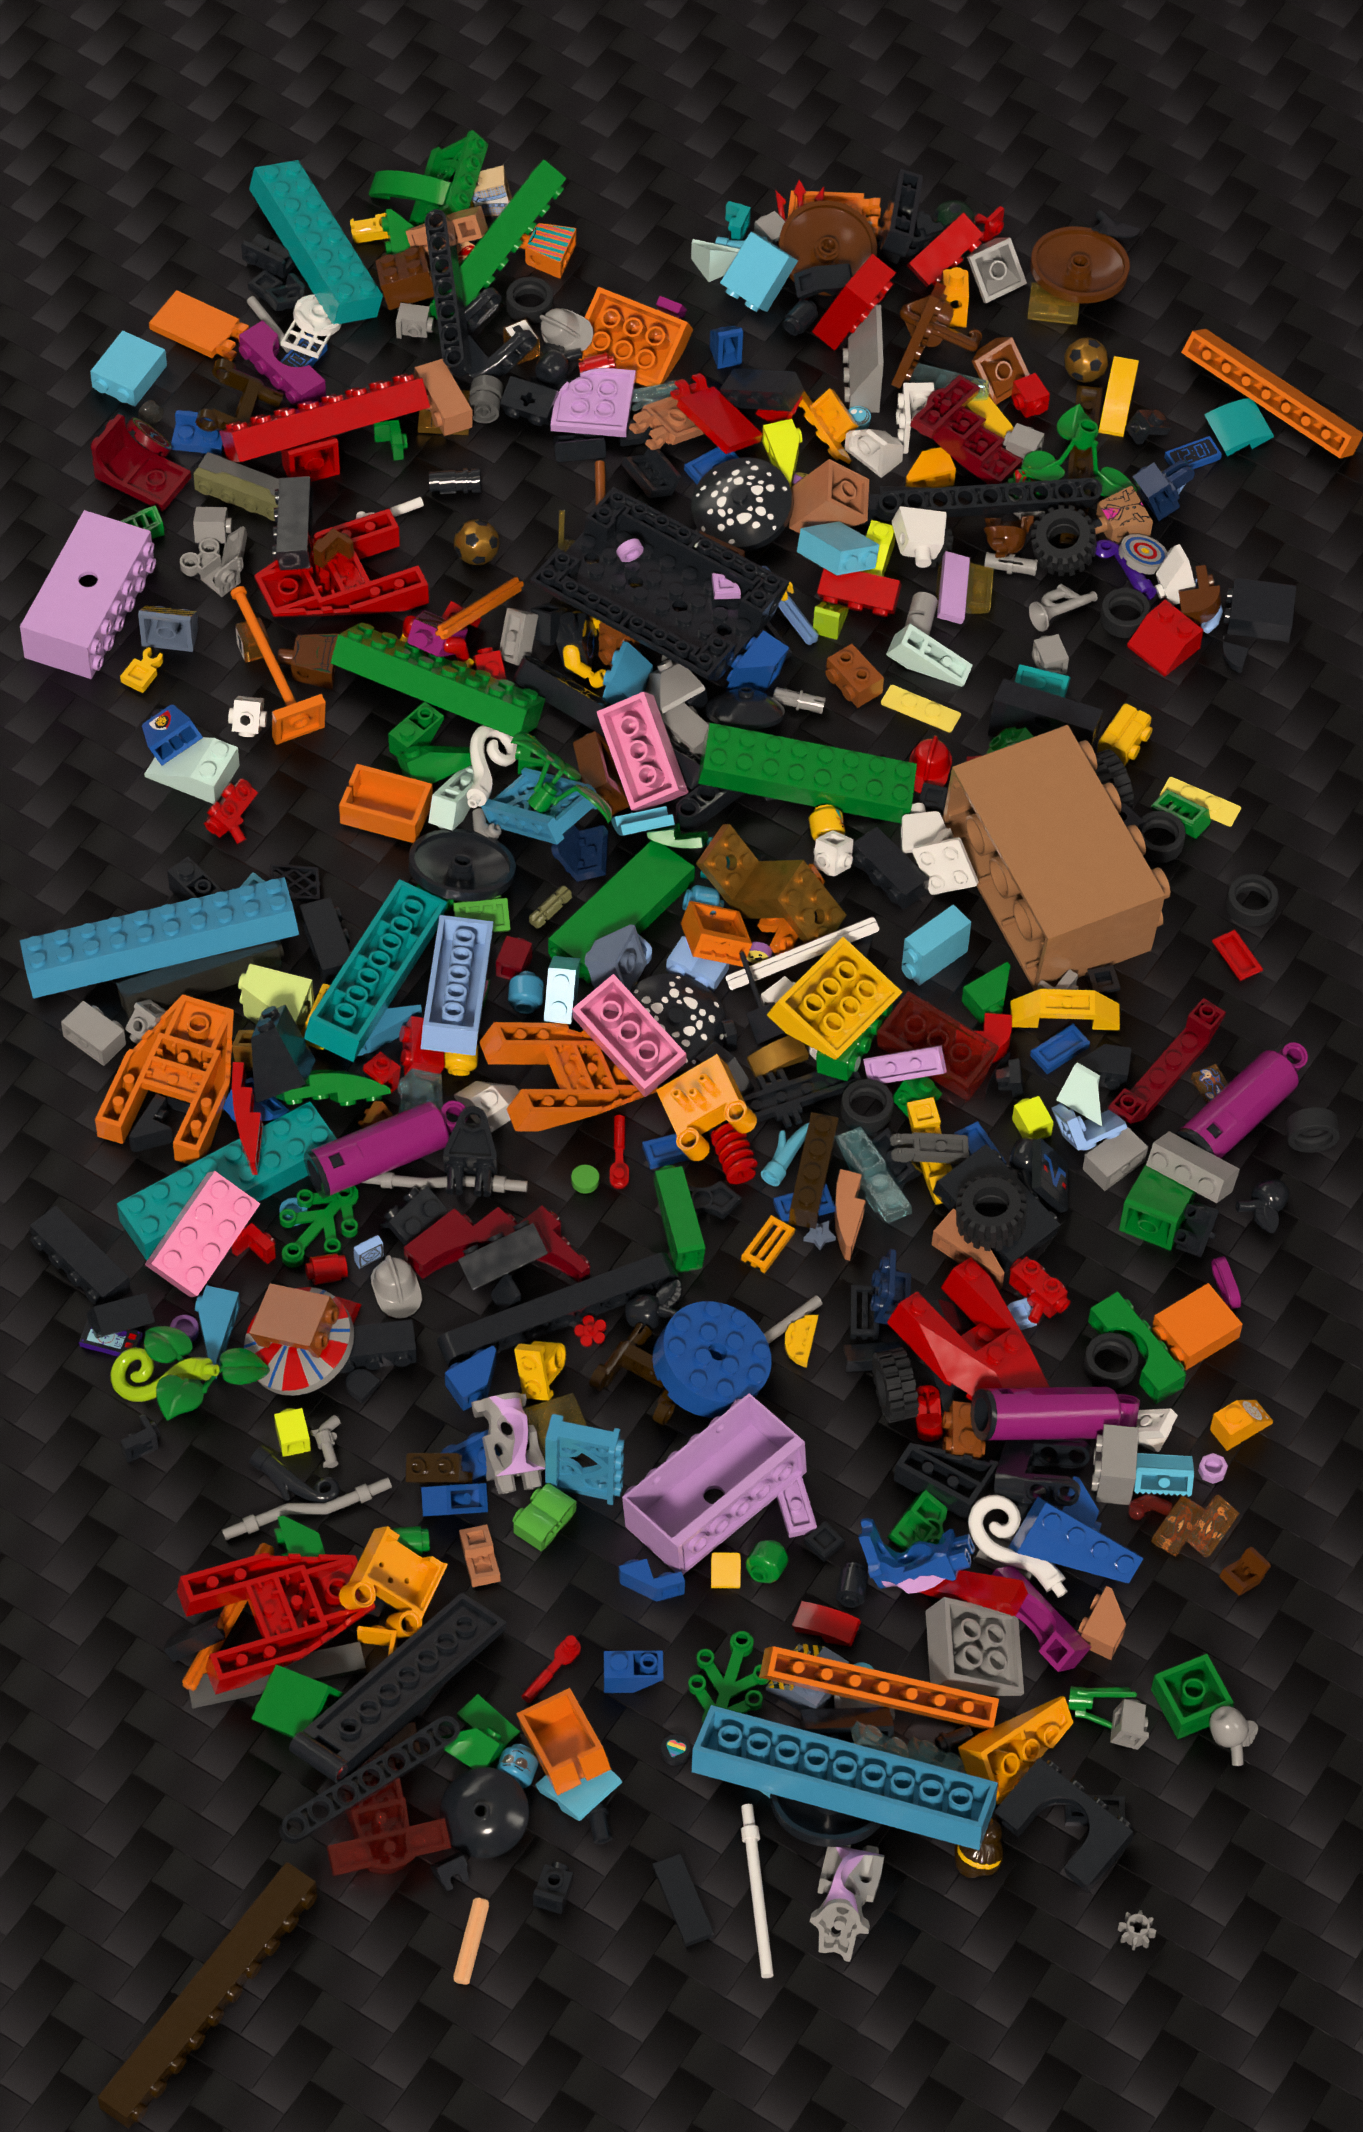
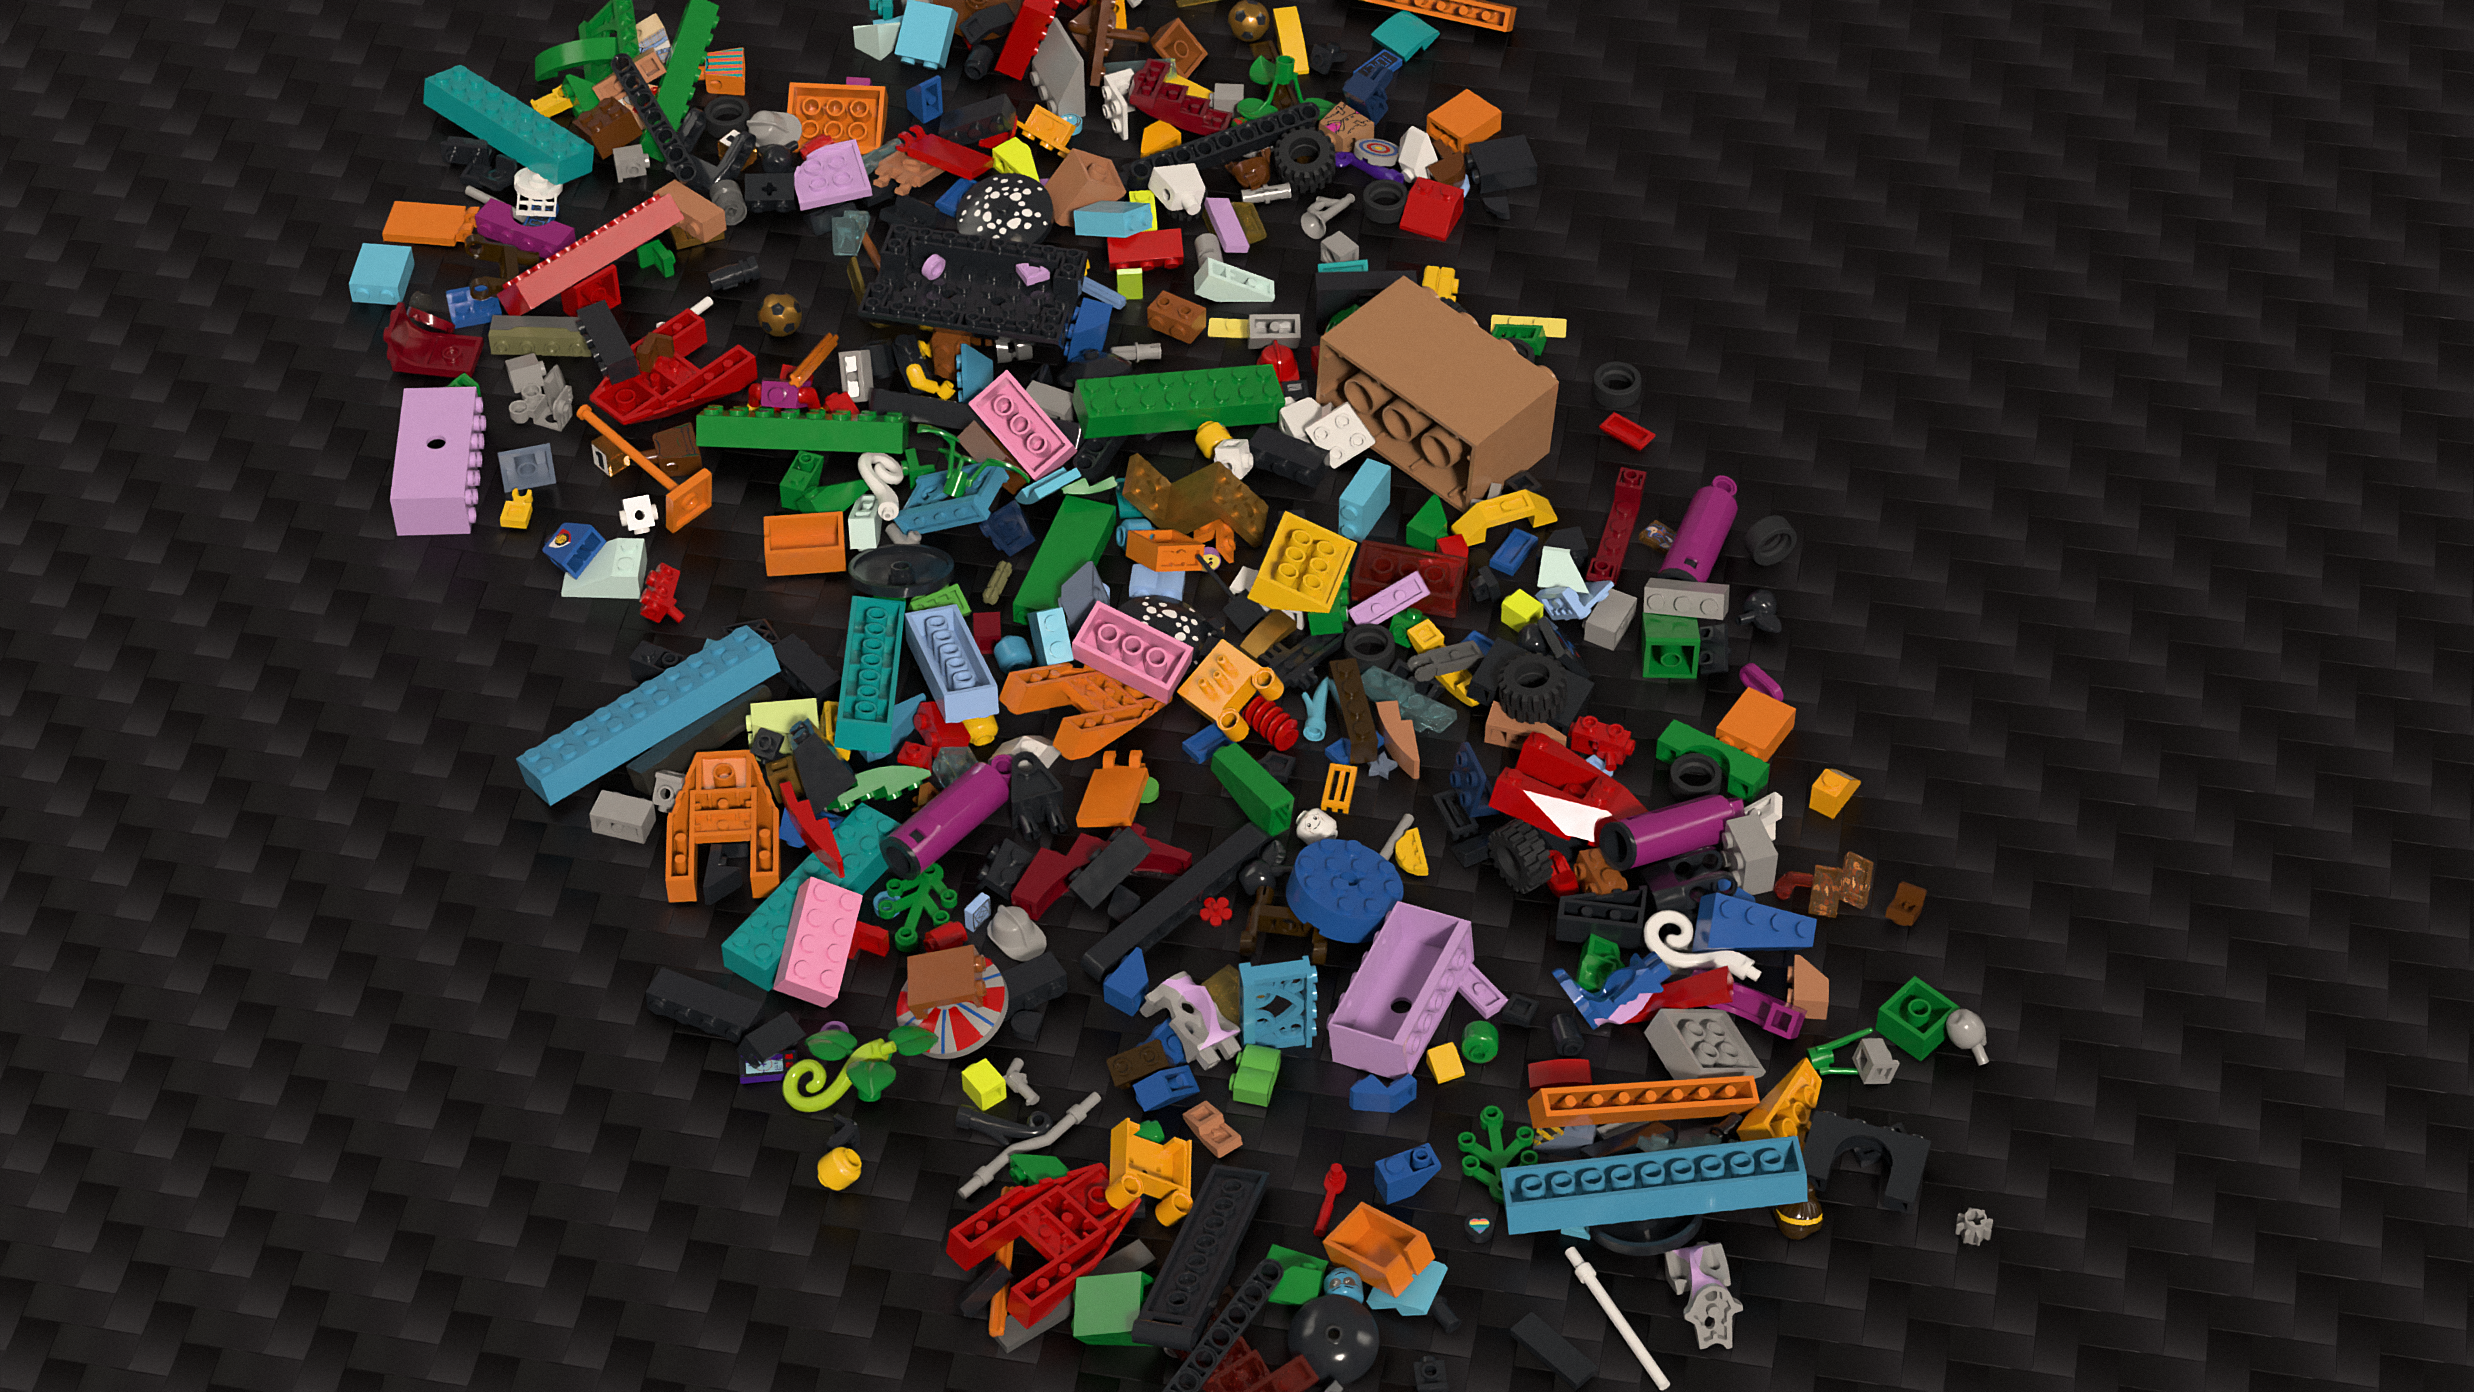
camera: 20 degrees left, 10 degrees down
(122, 1469) = (839, 1168): none -> yellow head
(217, 1317) = (861, 1011): dark azure slope -> none
(247, 1012) = (767, 746): none -> black bracket
(379, 1636) = (1156, 1227): light orange bracket -> none
(498, 1183) = (964, 848): light grey bar -> none
(538, 1367) = (1188, 951): yellow pin -> none
(549, 1174) = (1113, 792): none -> orange tile
(586, 471) = (849, 232): none -> clear light blue slope
(619, 1170) = (1172, 774): red piece -> none
(672, 685) = (1023, 366): light grey slope -> none
(722, 1281) = (1315, 826): none -> white head
(802, 953) = (1247, 545): white axle -> none
(875, 449) = (1099, 139): white slope -> none
(935, 721) = (1265, 328): none -> light grey brick
(1030, 395) = (1213, 62): red brick -> none
(1164, 1474) = (1799, 849): medium azure brick -> none
(1212, 1468) = (1830, 834): lavender tile -> none
(1247, 548) = (1464, 121): none -> orange brick

